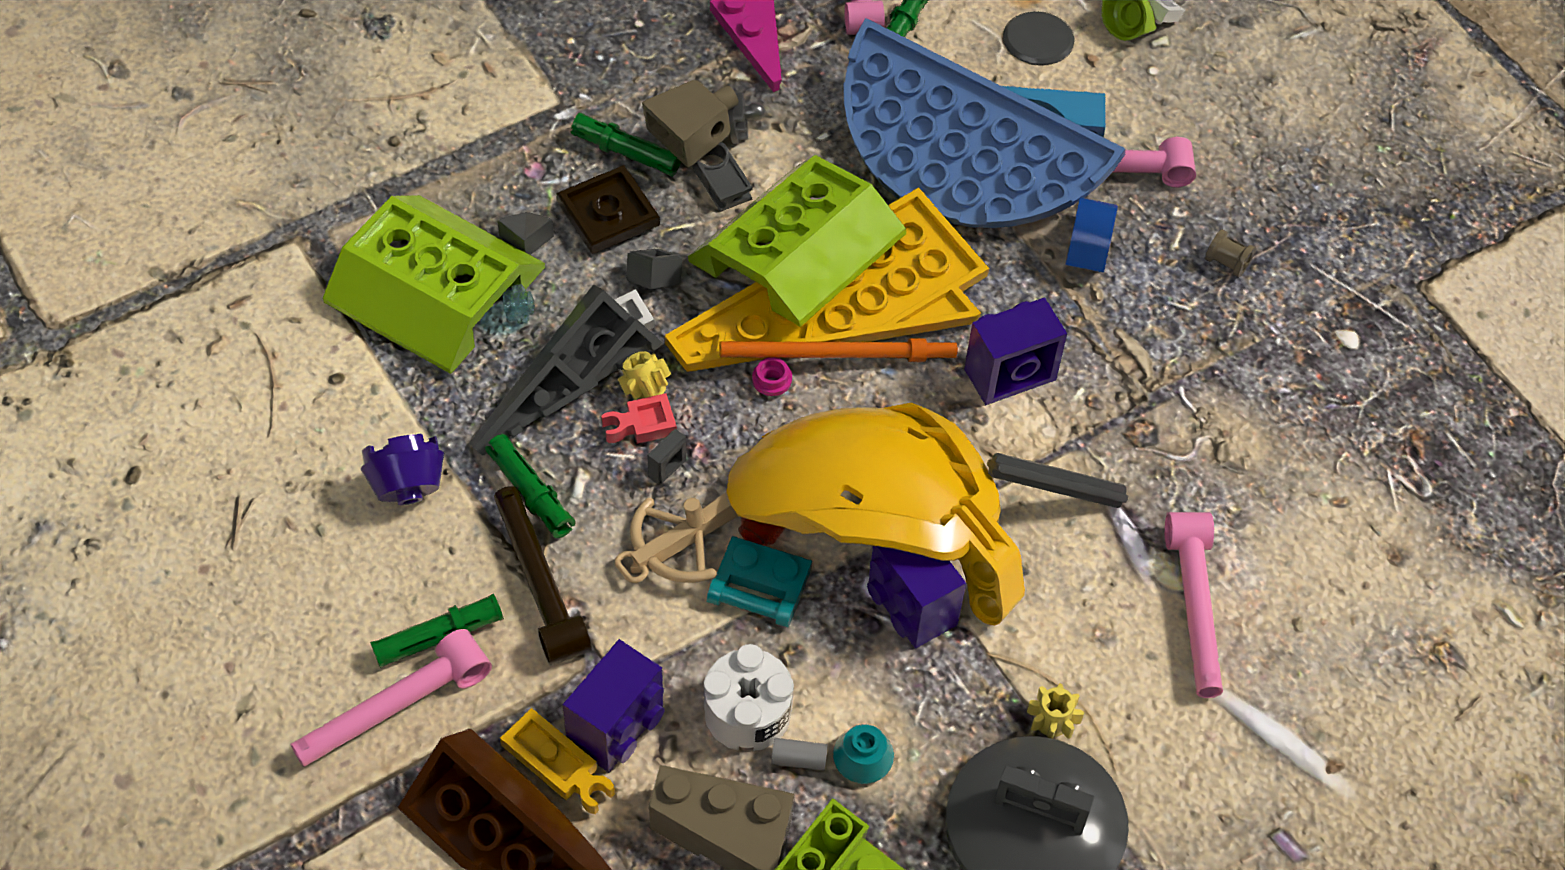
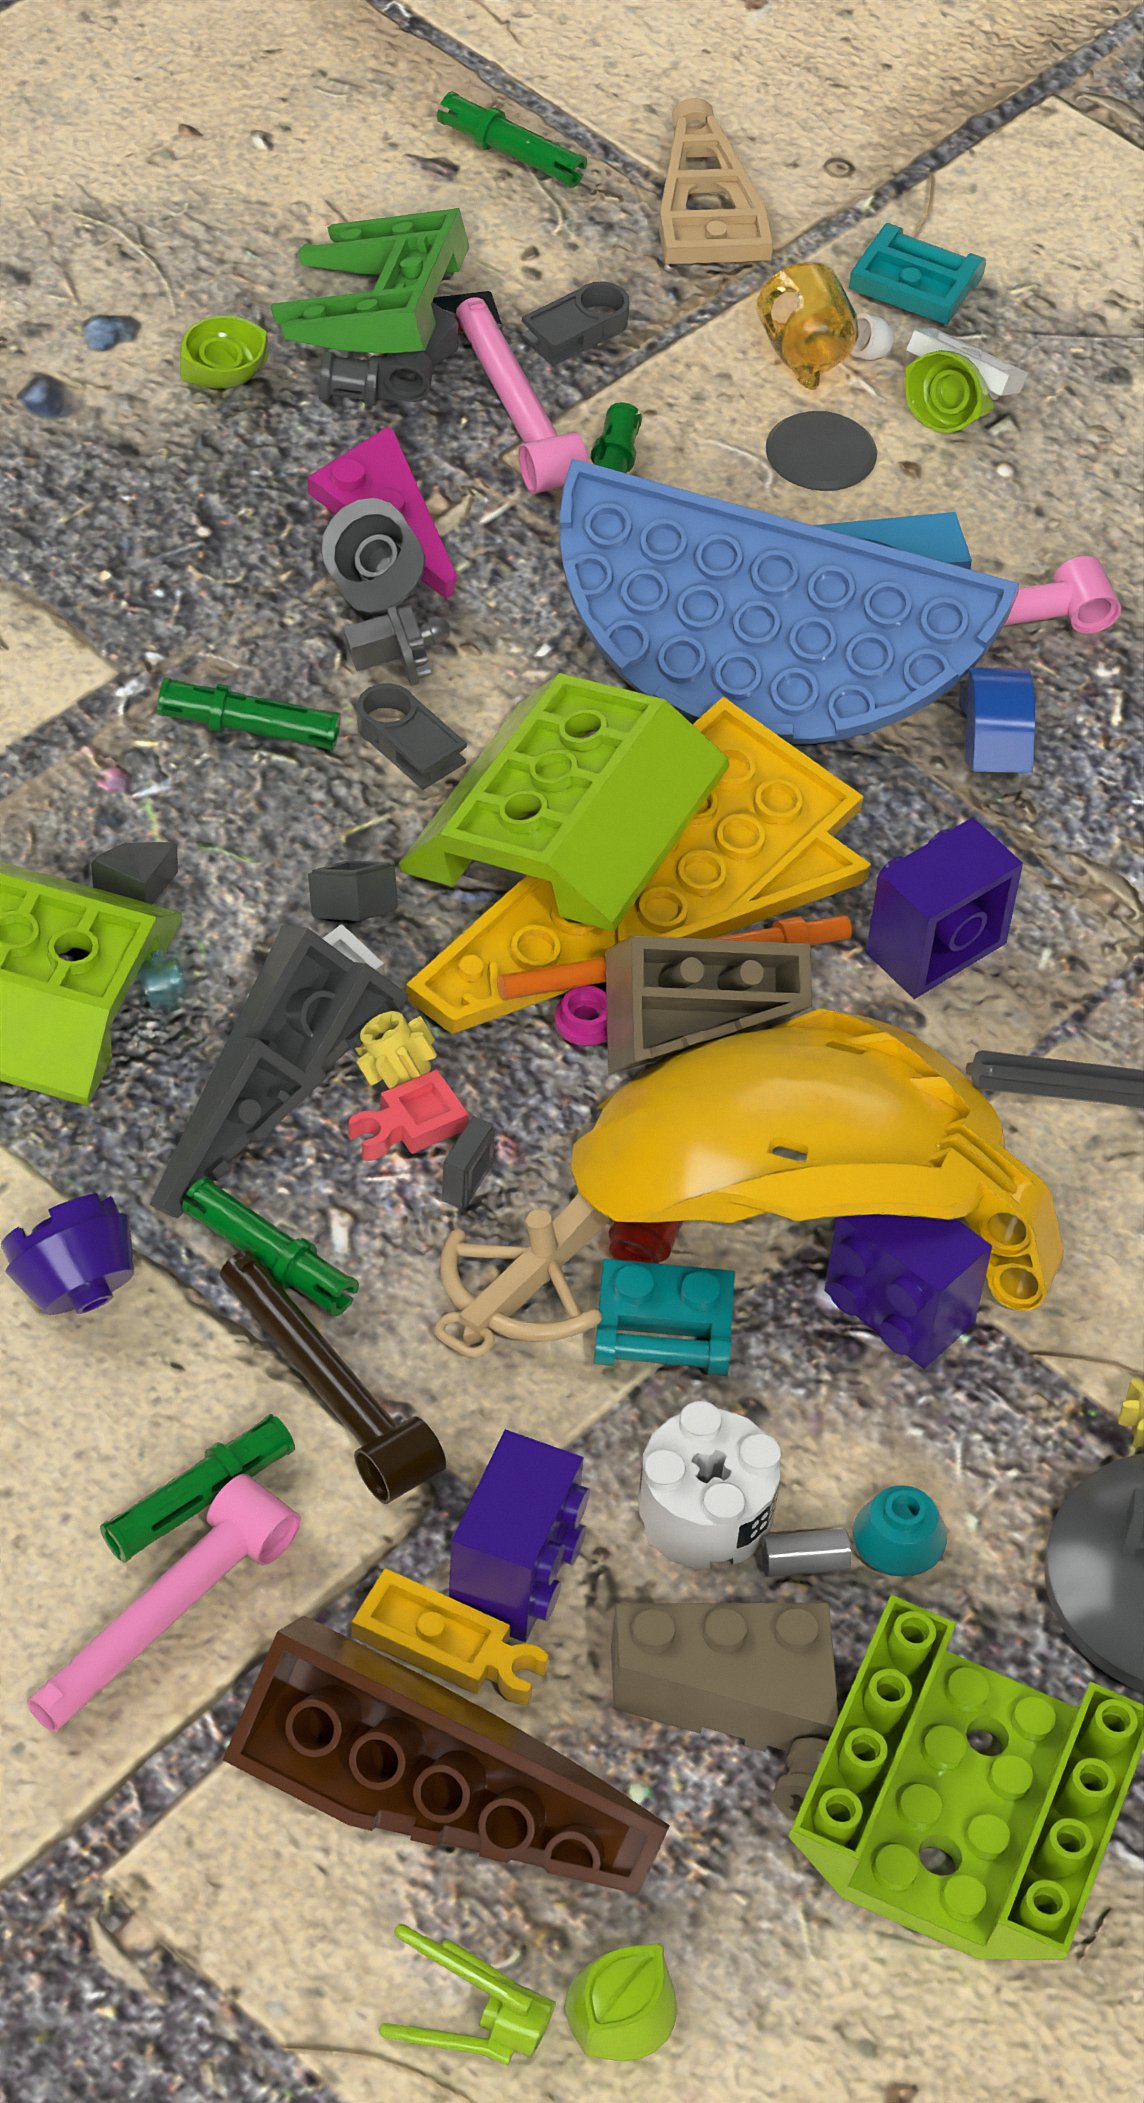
camera: 15 degrees left, 5 degrees down
(608, 209) = (253, 815): dark brown plate -> none
(690, 119) = (344, 656): dark tan torso -> none
(729, 56) = (372, 555): none -> dark grey piece
(837, 375) = (693, 991): none -> dark tan wedge

